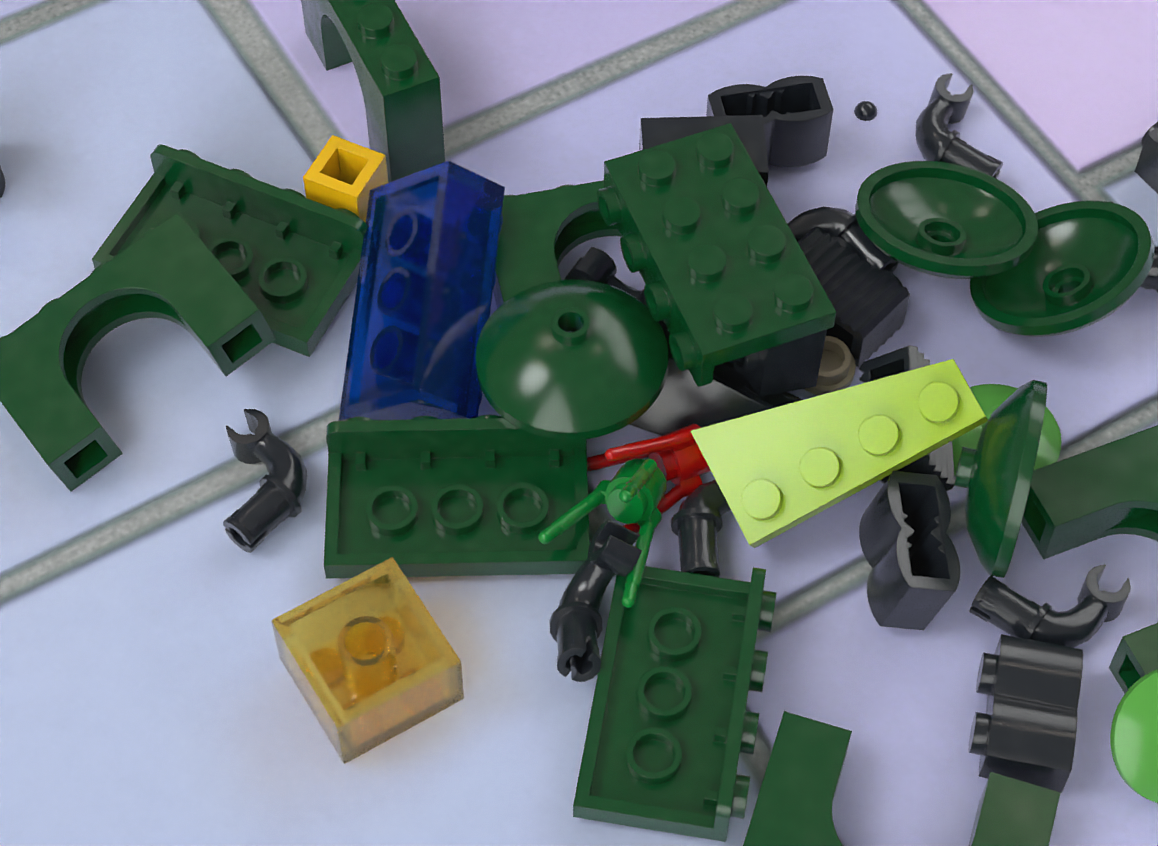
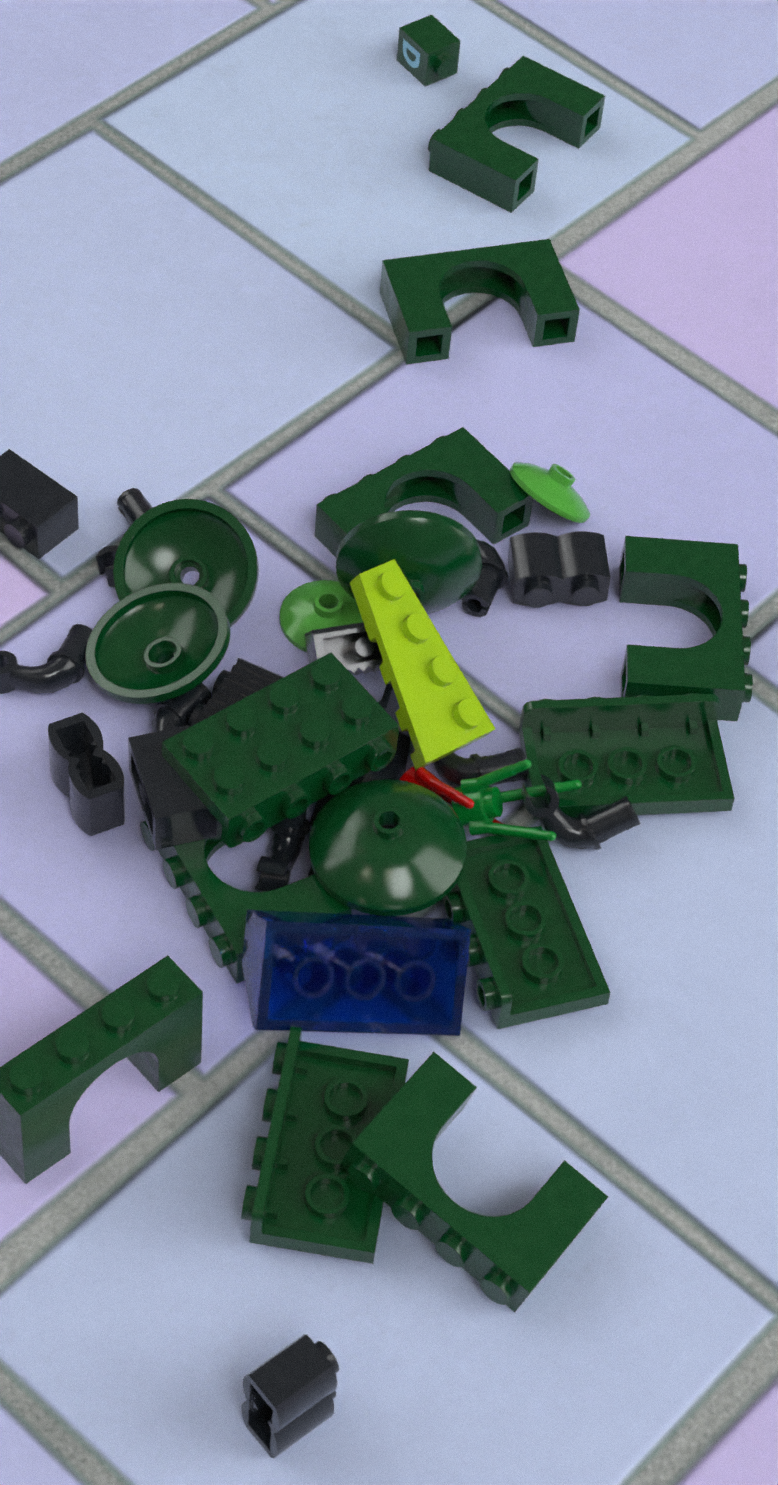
camera: 110 degrees left, 5 degrees down
(278, 492) = (546, 1047): black piece -> none
(345, 176) = (243, 1063): yellow brick -> none
(368, 659) = (682, 935): clear yellow brick -> none
(865, 111) = (18, 735): black piece -> none
(909, 551) = (480, 630): black brick -> none

